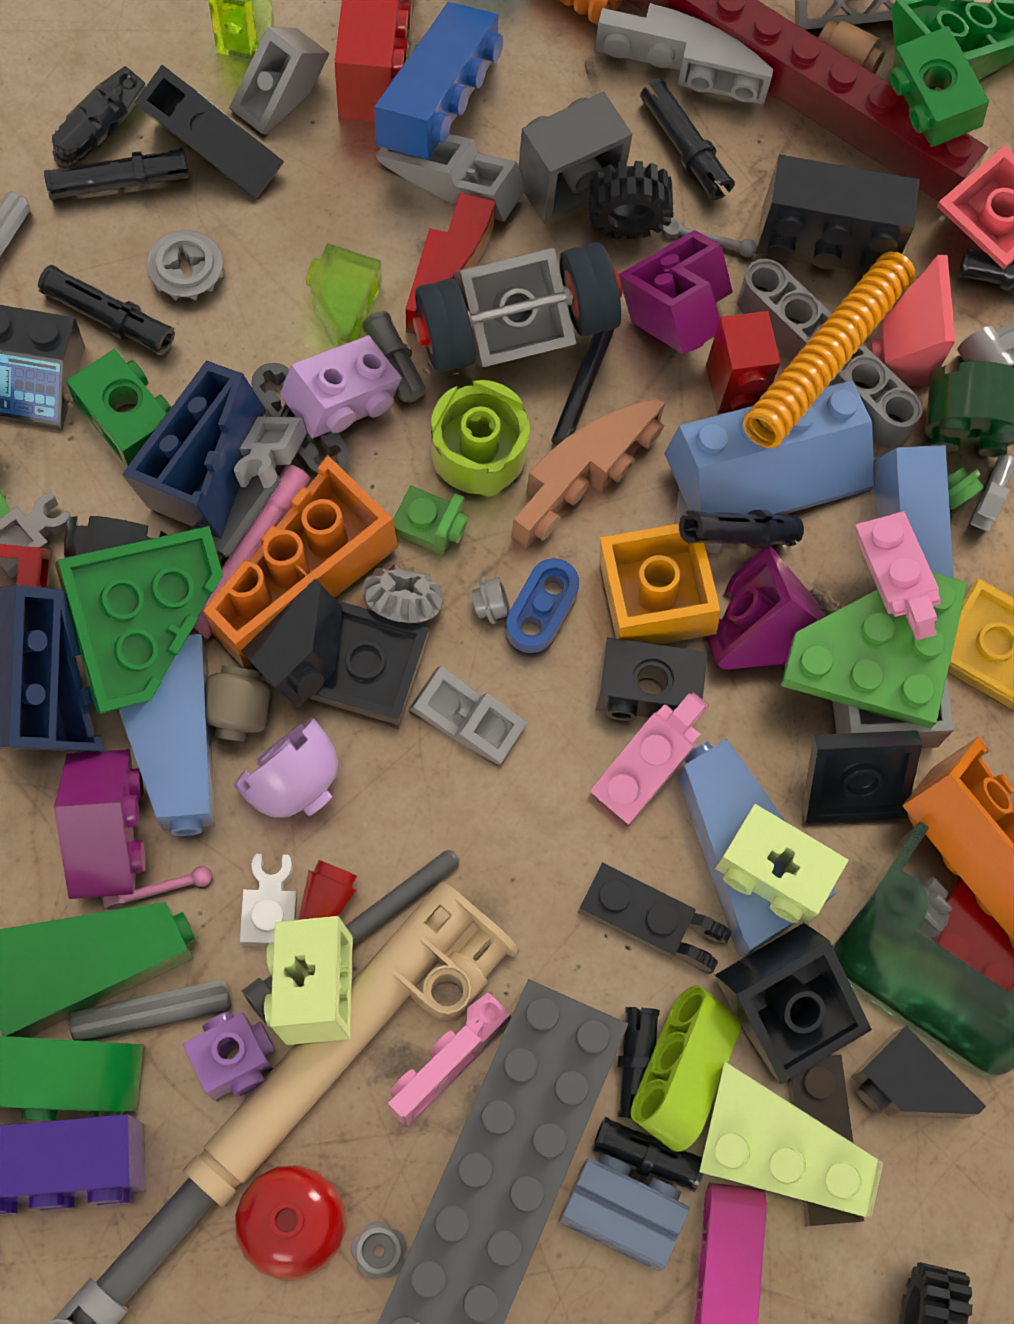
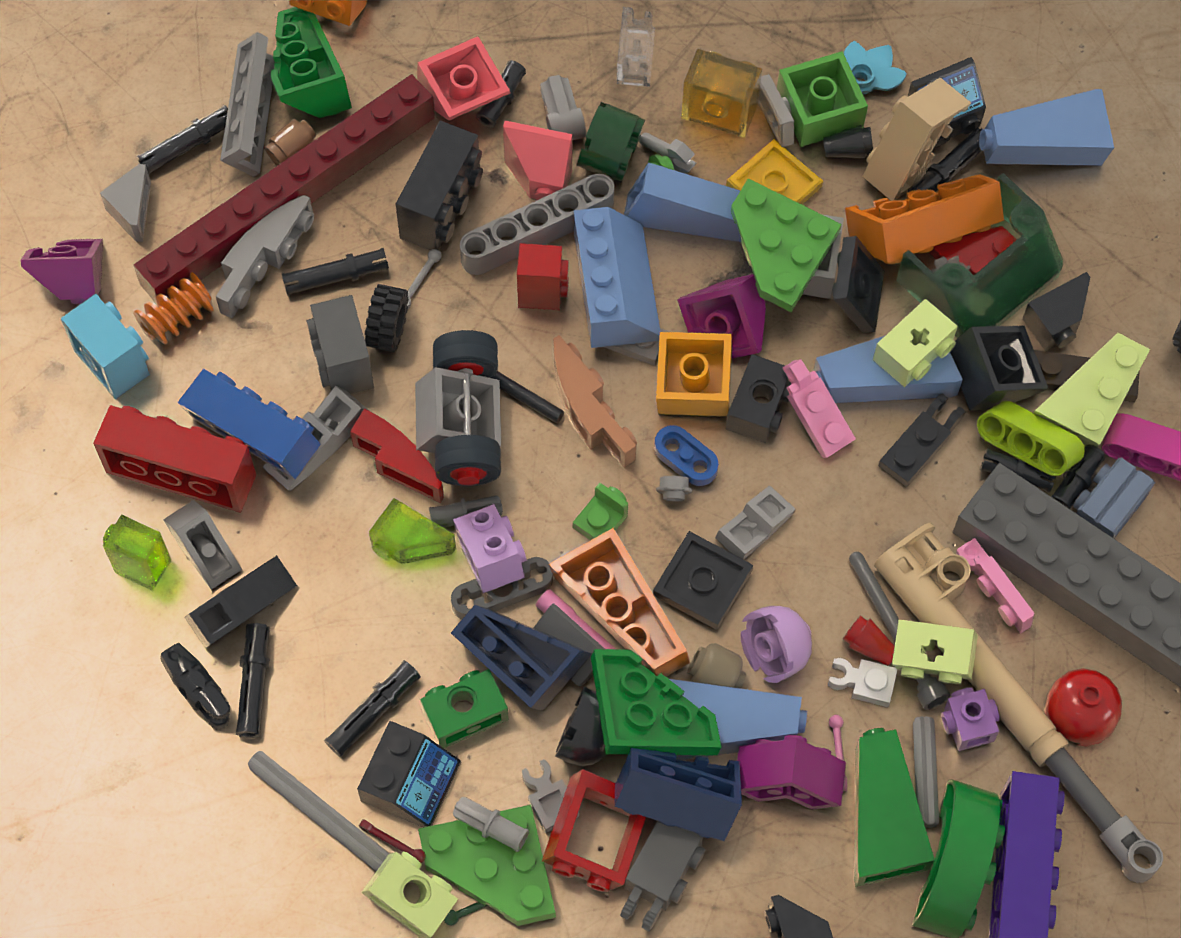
camera: 70 degrees left, 5 degrees down
(200, 251) = (335, 633): light grey gear -> none
(269, 444) = (528, 605): light grey plate -> none
(299, 644) = (692, 614): black slope -> none
(363, 1250) = (1114, 647): light grey plate -> none
(414, 596) = (673, 540): light grey gear -> none
(475, 462) = (537, 467): lime brick -> none
(678, 291) = (471, 303): magenta brick -> none
(756, 529) = (661, 299): black pin -> none
(828, 350) = (554, 214): light orange piece -> none
(900, 571) = (735, 214): bright pink hinge -> none
(939, 63) = (381, 74): green brick -> none

